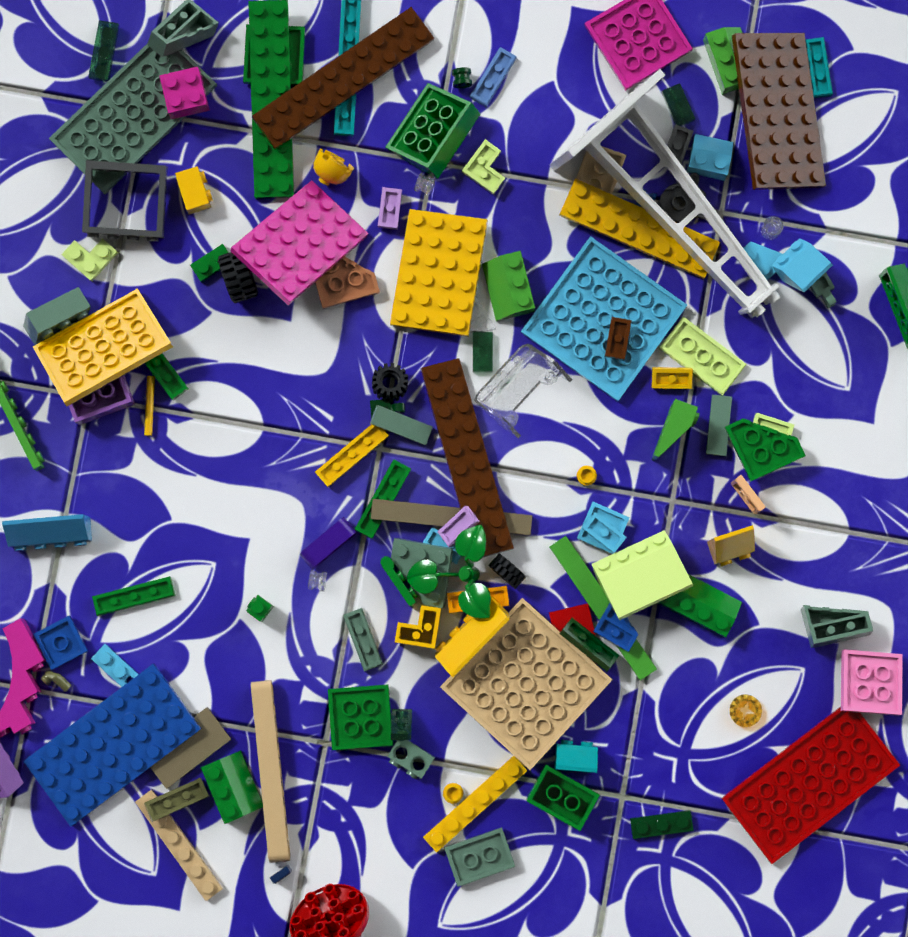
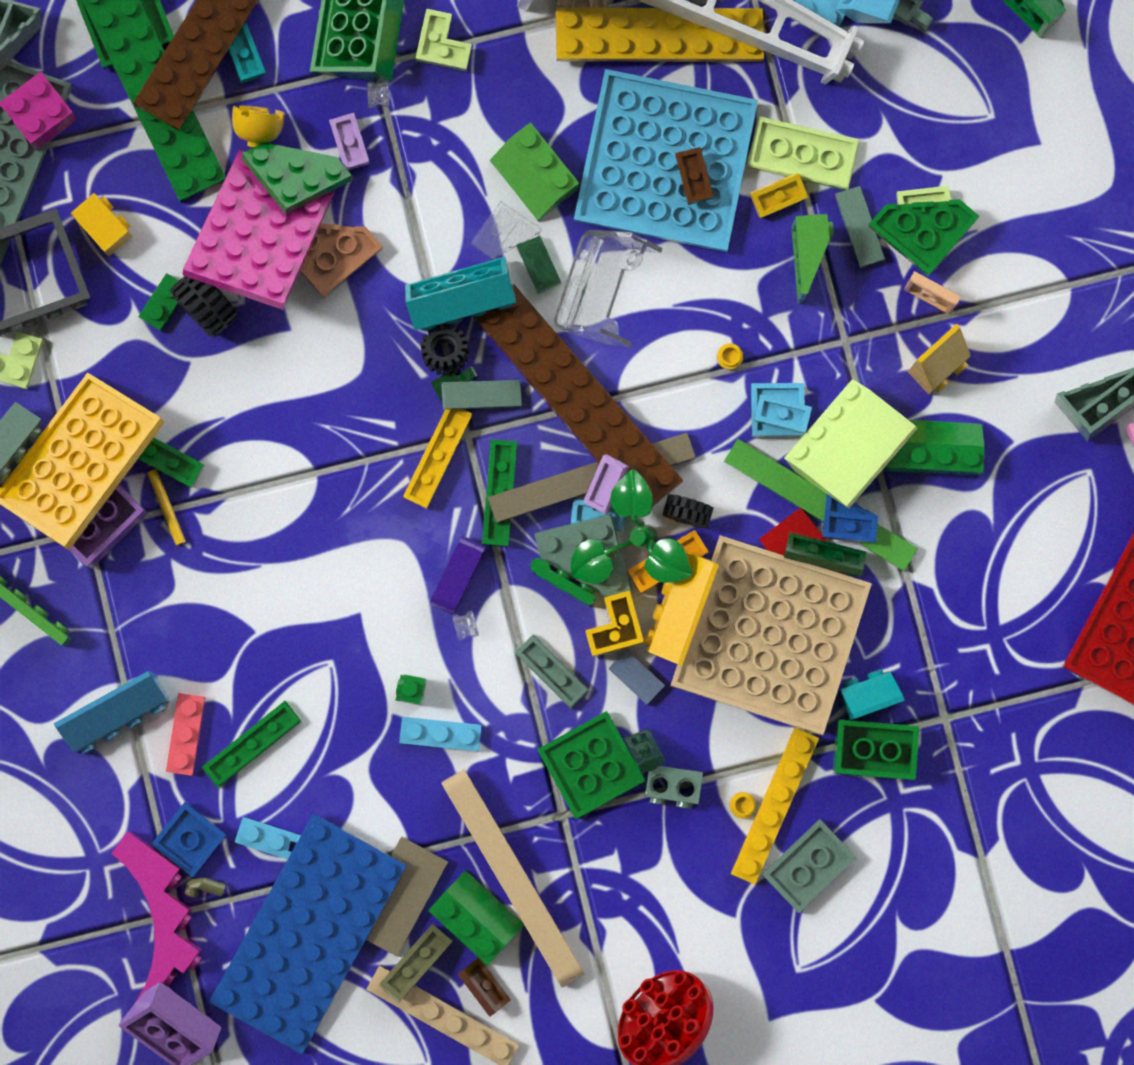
camera: 30 degrees left, 0 degrees up
(91, 568) = (185, 734): none -> coral plate
(216, 837) = (484, 987): none -> reddish brown plate
(266, 648) = (440, 734): none -> medium azure plate
(281, 874) = (581, 995): dark blue tile -> none
(341, 215) = (295, 175): none -> green plate
(417, 348) = (460, 294): none -> teal slope
(419, 670) = (636, 677): none -> sand blue tile
(439, 272) = (443, 192): yellow plate -> none
(661, 824) = (1006, 729): dark green plate -> none
(753, 705) = (1051, 541): clear yellow gear -> none

